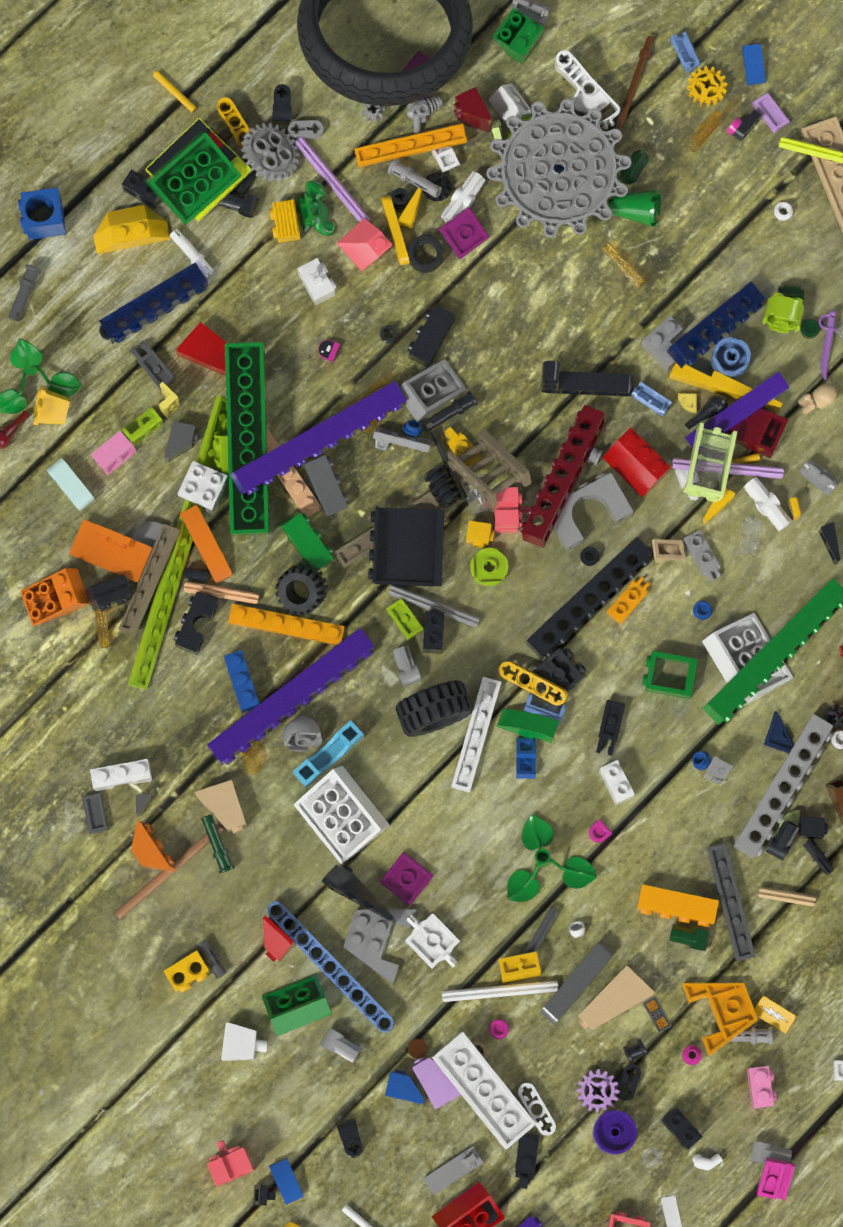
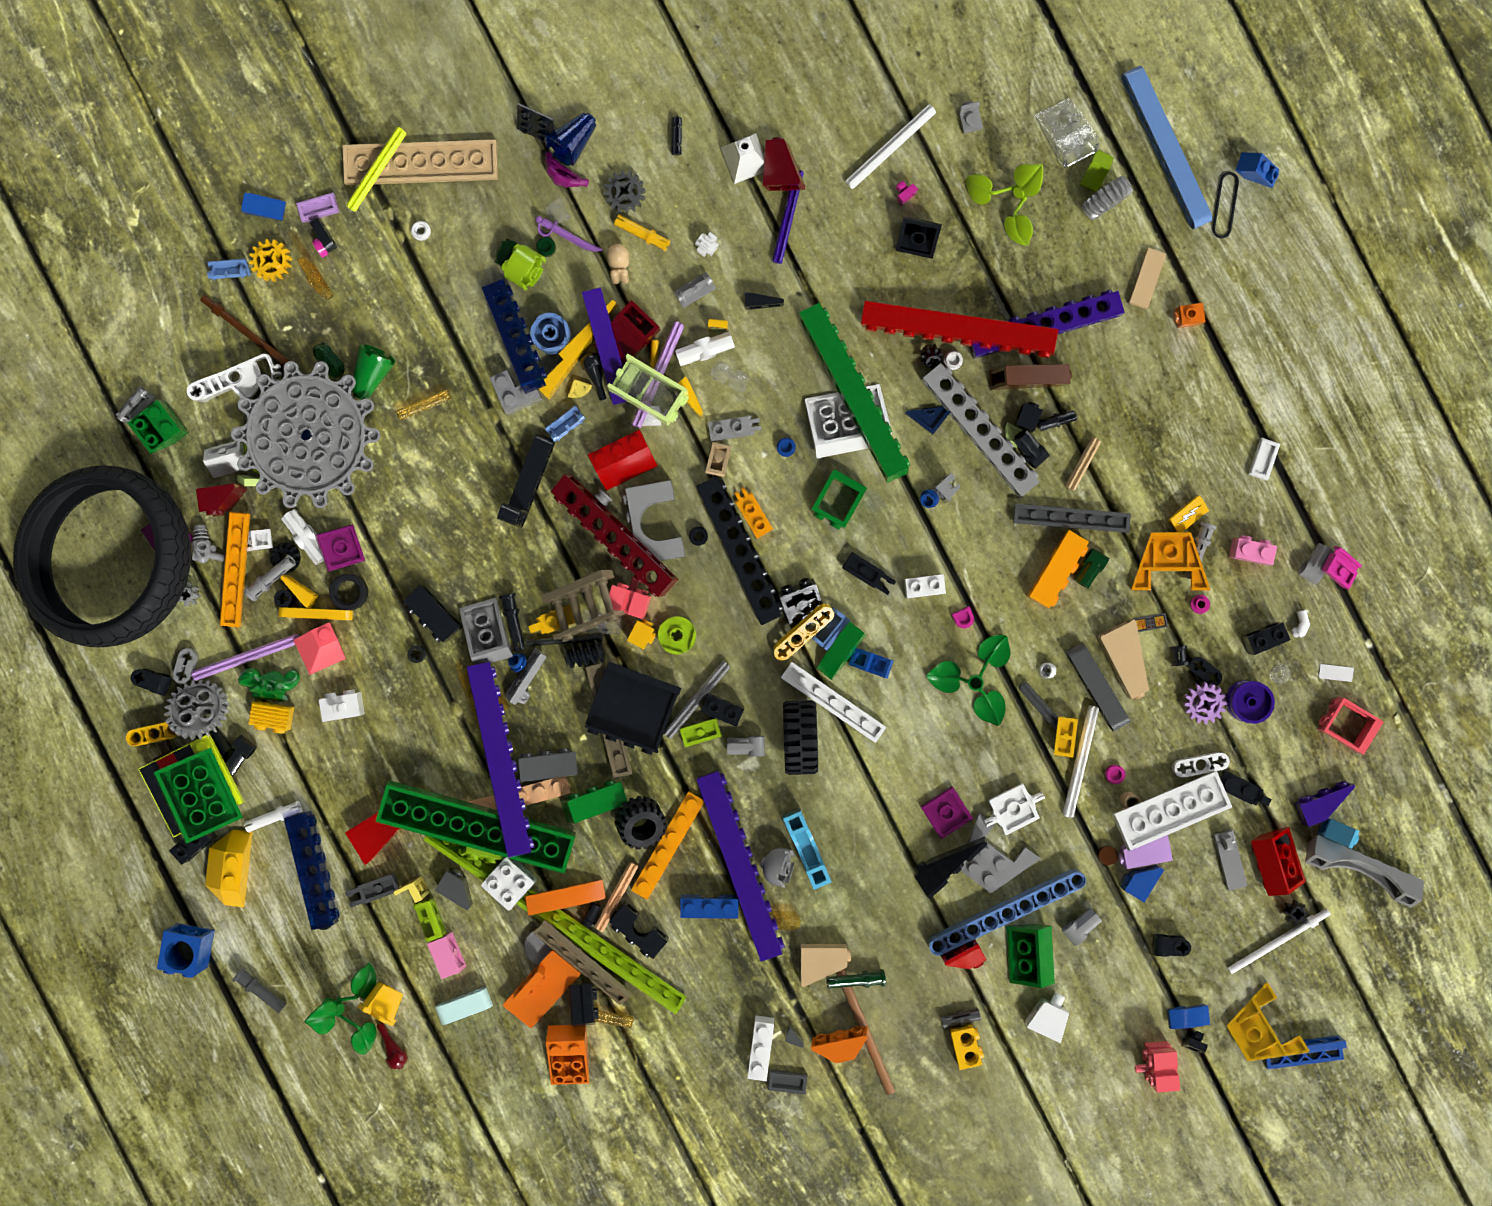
camera: 70 degrees left, 10 degrees up
(174, 91) = (105, 779): yellow bar -> none
(328, 350) = (413, 716): tile -> none
(341, 814) = (866, 853): white slope -> none

